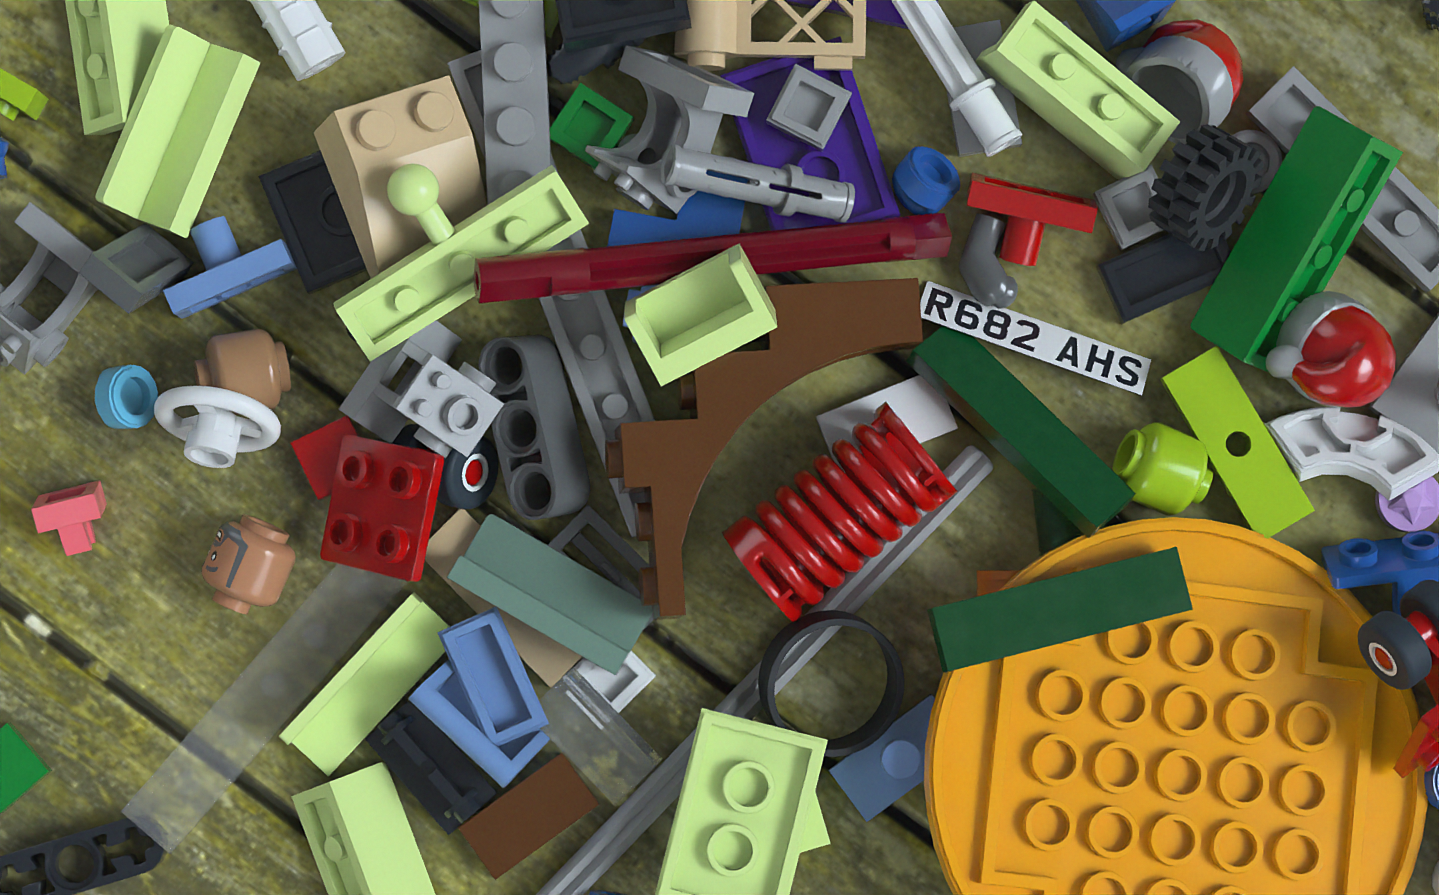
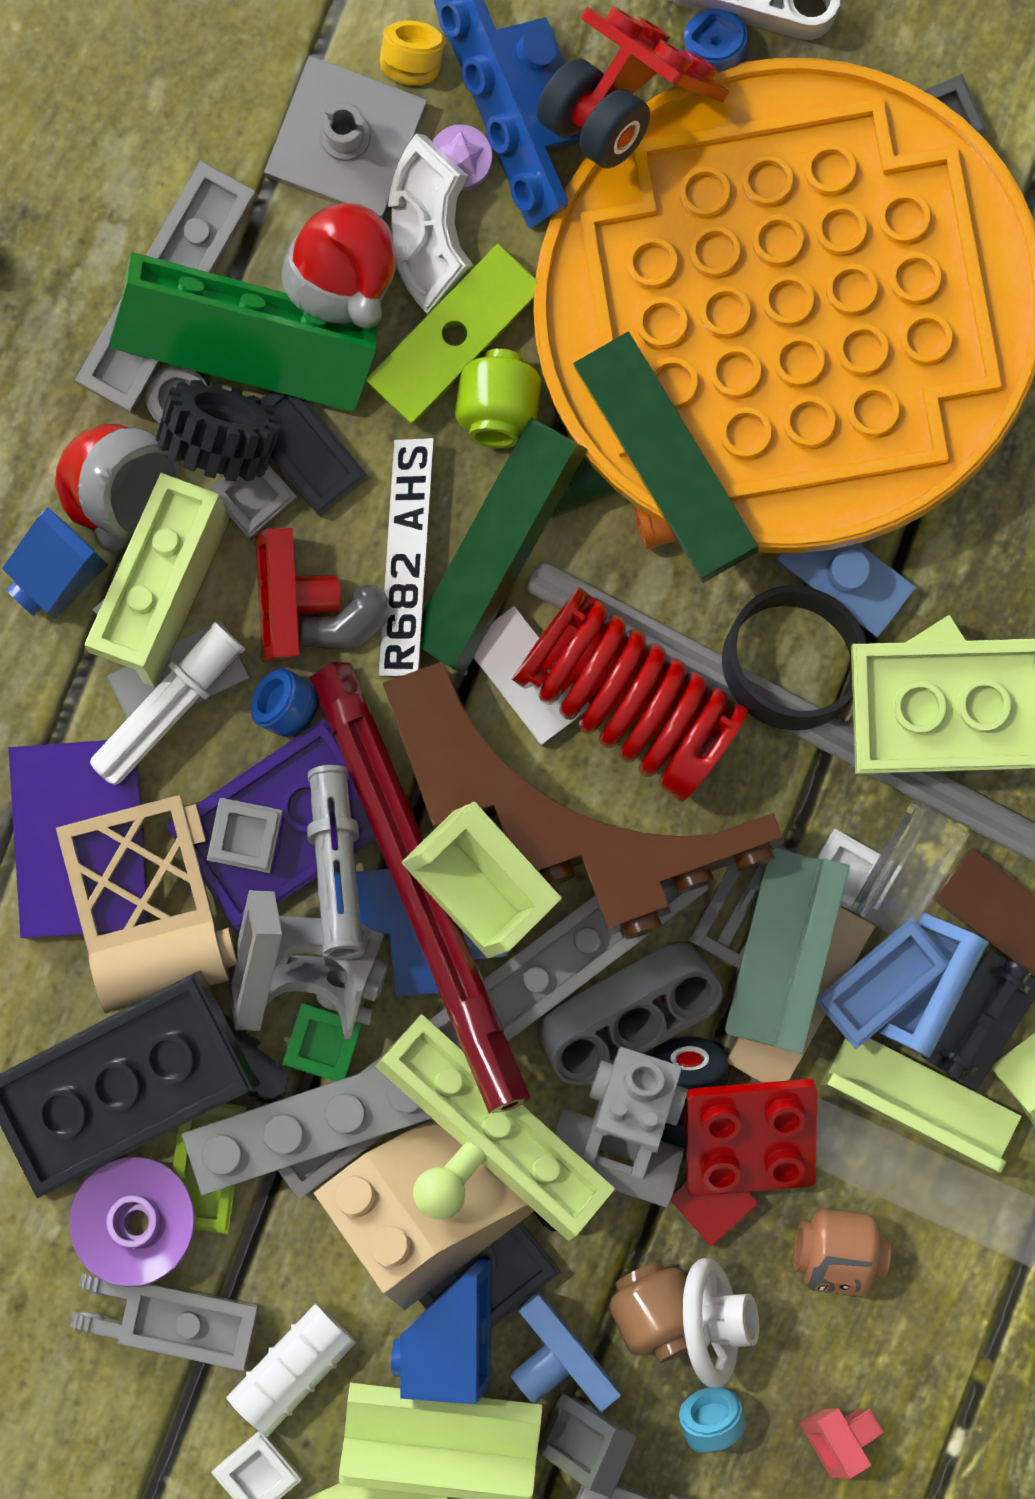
camera: 105 degrees left, 0 degrees up
(268, 165) = (449, 1343): none -> blue slope

